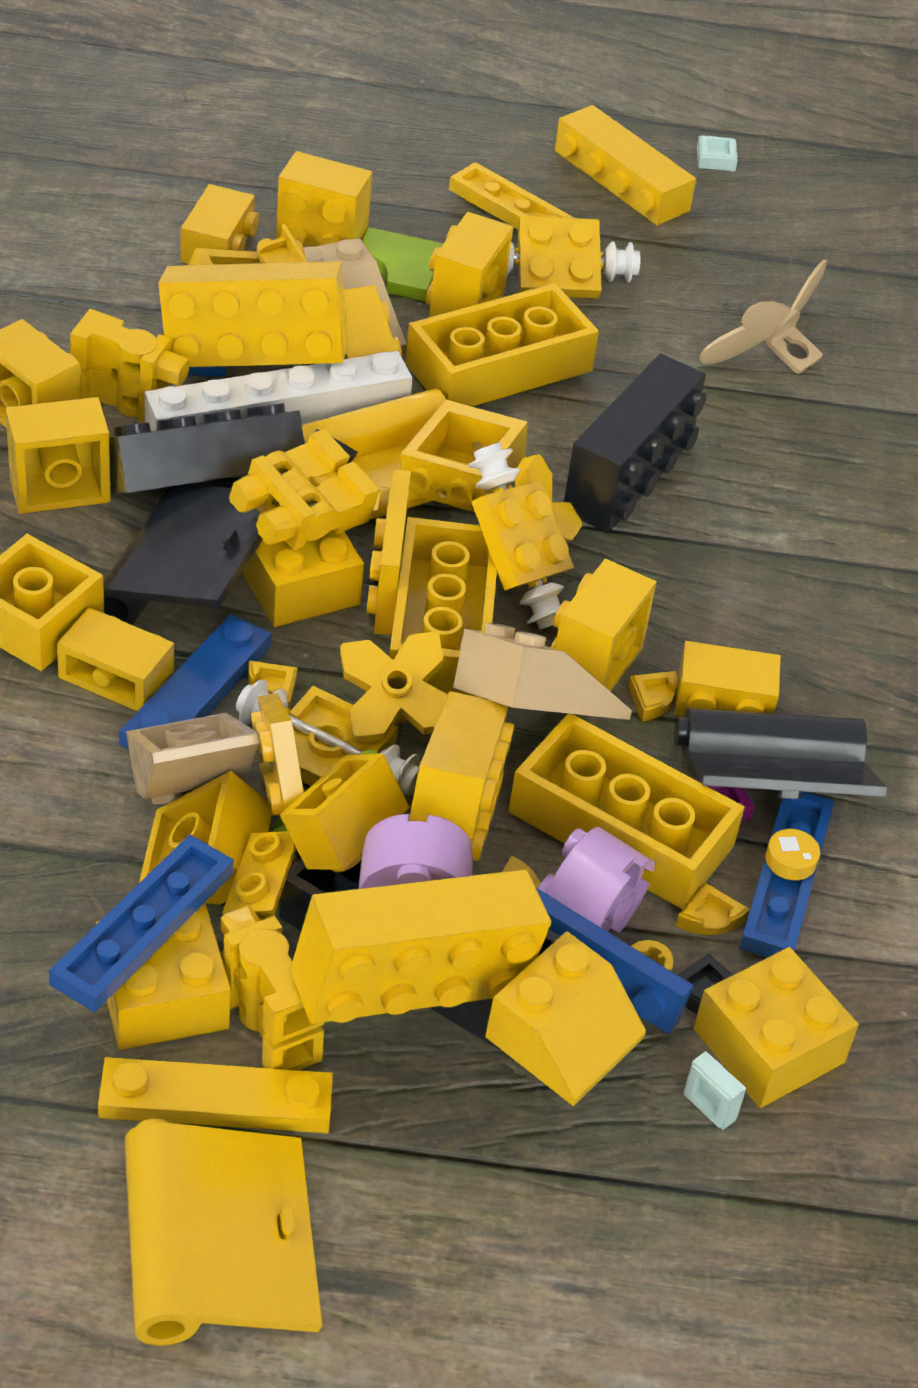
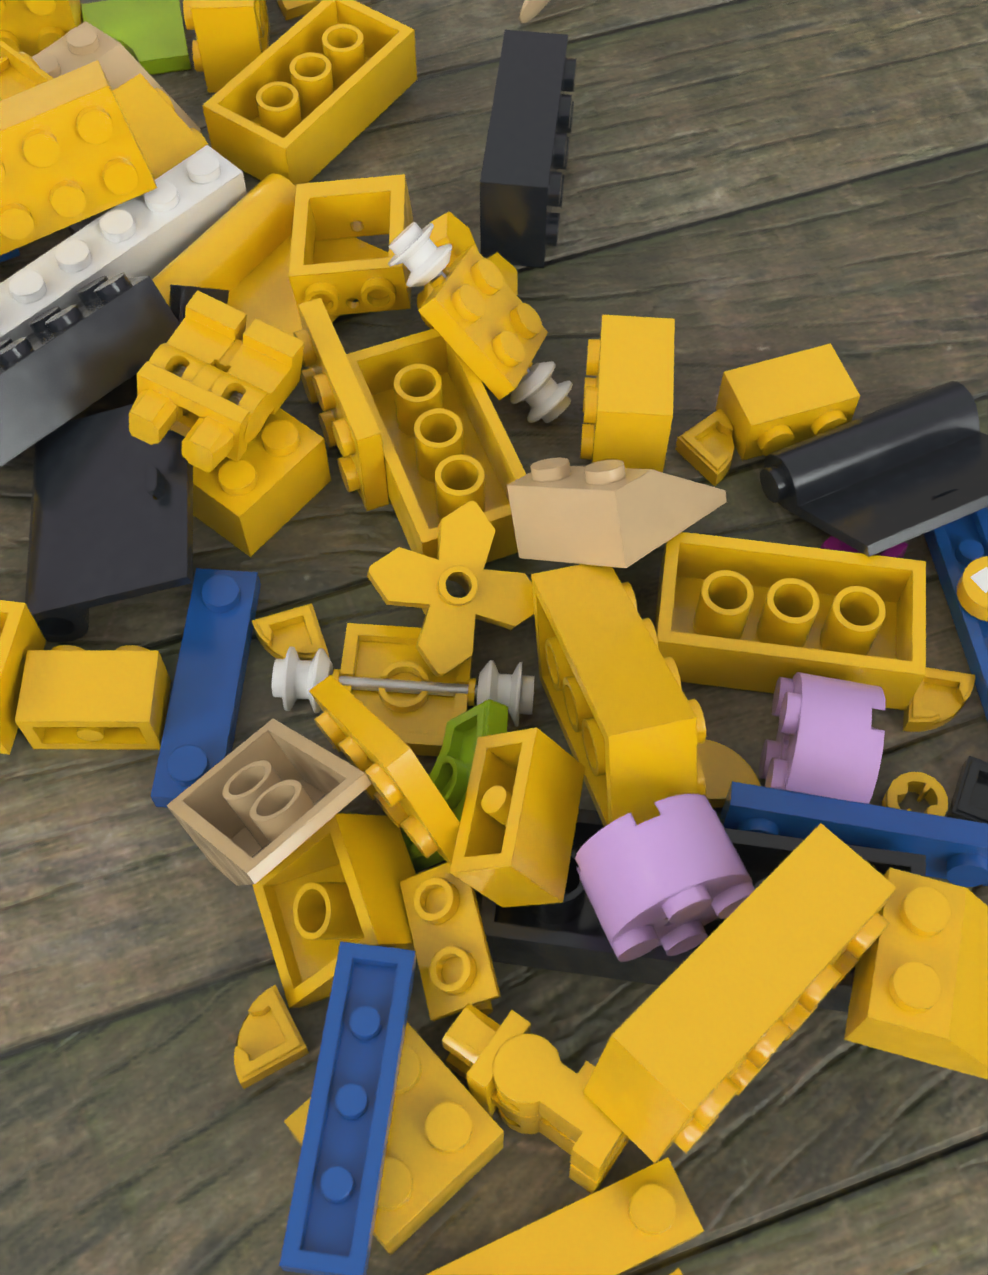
camera: 20 degrees left, 15 degrees up
(107, 895) = (266, 1039): none -> yellow tile

